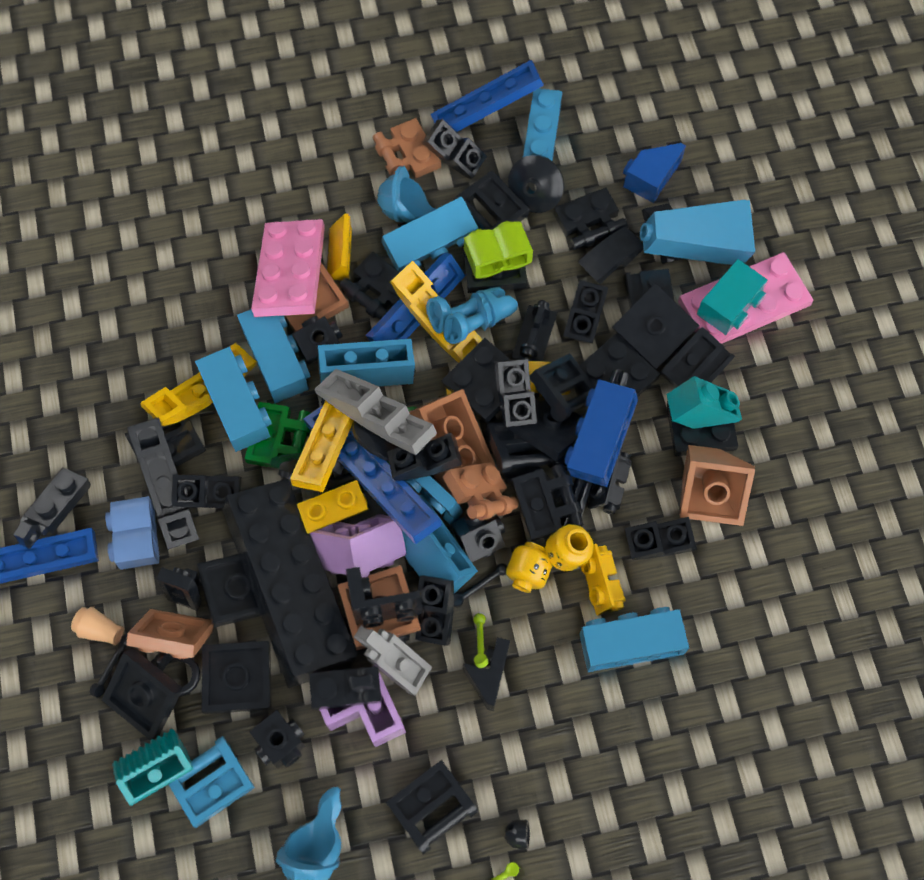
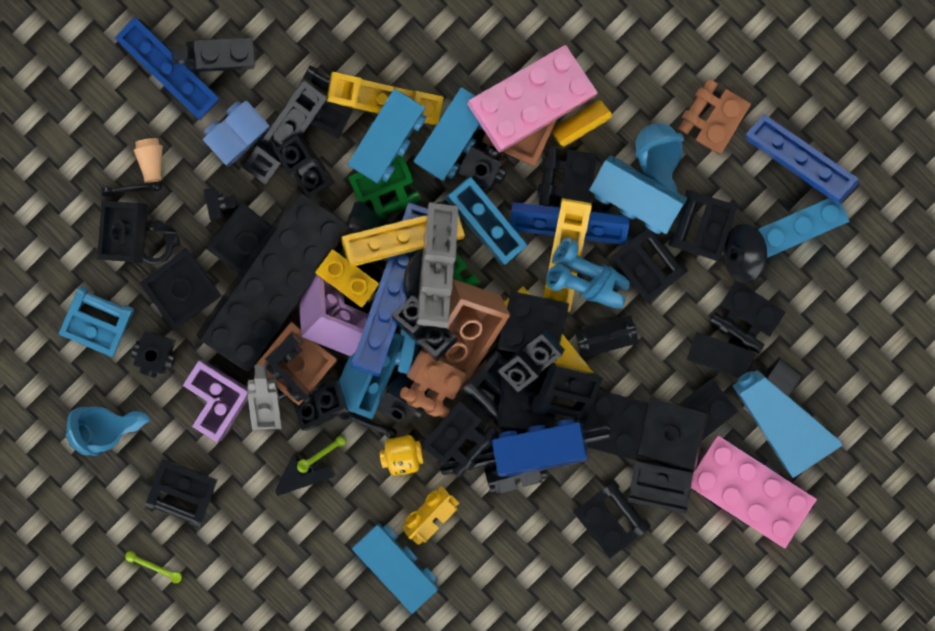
camera: 50 degrees right, 20 degrees up
(151, 767) = (78, 276): teal brick -> none
(170, 633) = (178, 221): nougat plate -> none
(345, 688) = (216, 382): black hinge -> none
(454, 150) = (738, 159): black slope -> none
(498, 249) = (657, 262): lime brick -> none
(518, 834) = (201, 567): black hinge -> none
(569, 547) = (432, 479): yellow head -> none
(586, 312) = (654, 366): black slope -> none
(652, 170) = (826, 343): blue slope -> none
(661, 539) = (492, 541): black slope -> none
(703, 404) = (620, 514): teal slope -> none
(715, 486) = (561, 559): nougat slope -> none
(732, 296) = (734, 483): teal brick -> none

